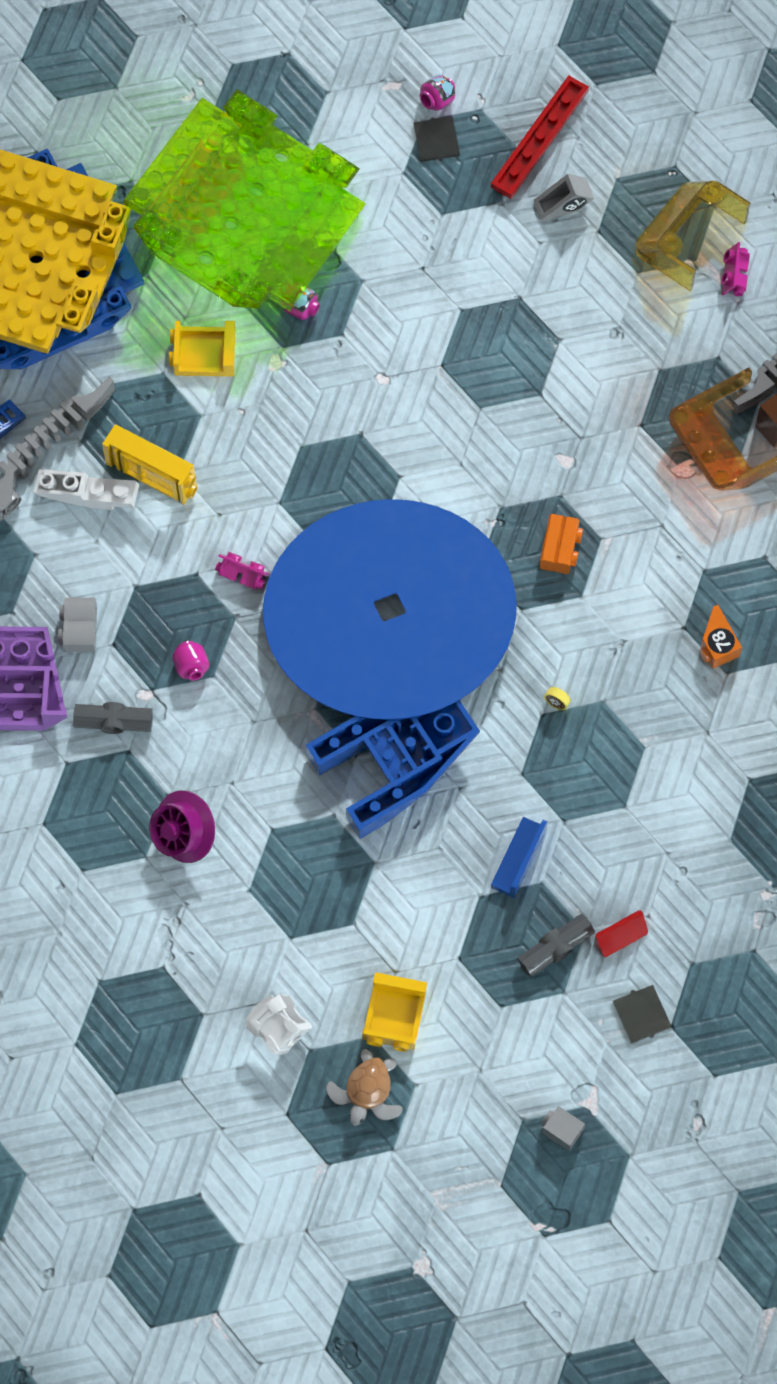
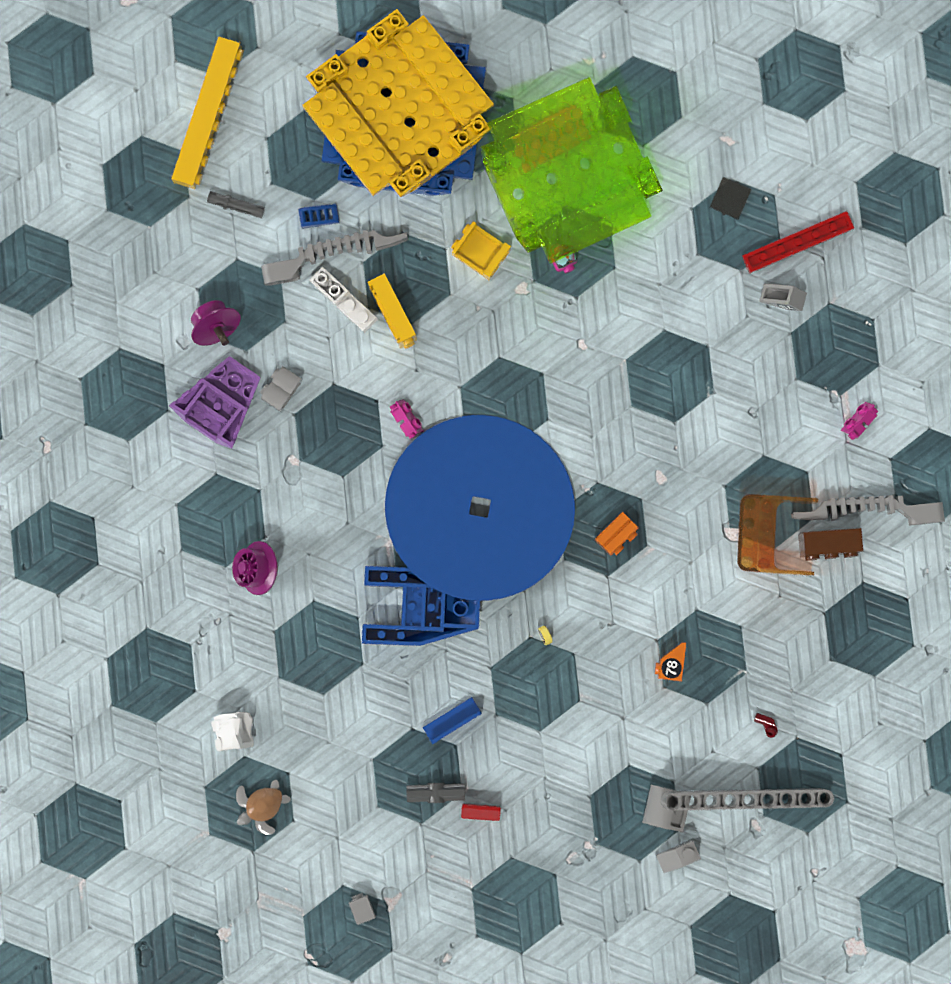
camera: 35 degrees right, 15 degrees up
(113, 717) = (262, 464): dark grey piece -> none
(189, 660) = (334, 459): dark pink head -> none
(394, 1012) = (309, 769): yellow panel -> none
(437, 92) = (752, 167): dark pink head -> none
(642, 1014) = (459, 869): clear smoke piece -> none
(659, 241) = (821, 366): clear yellow windscreen -> none

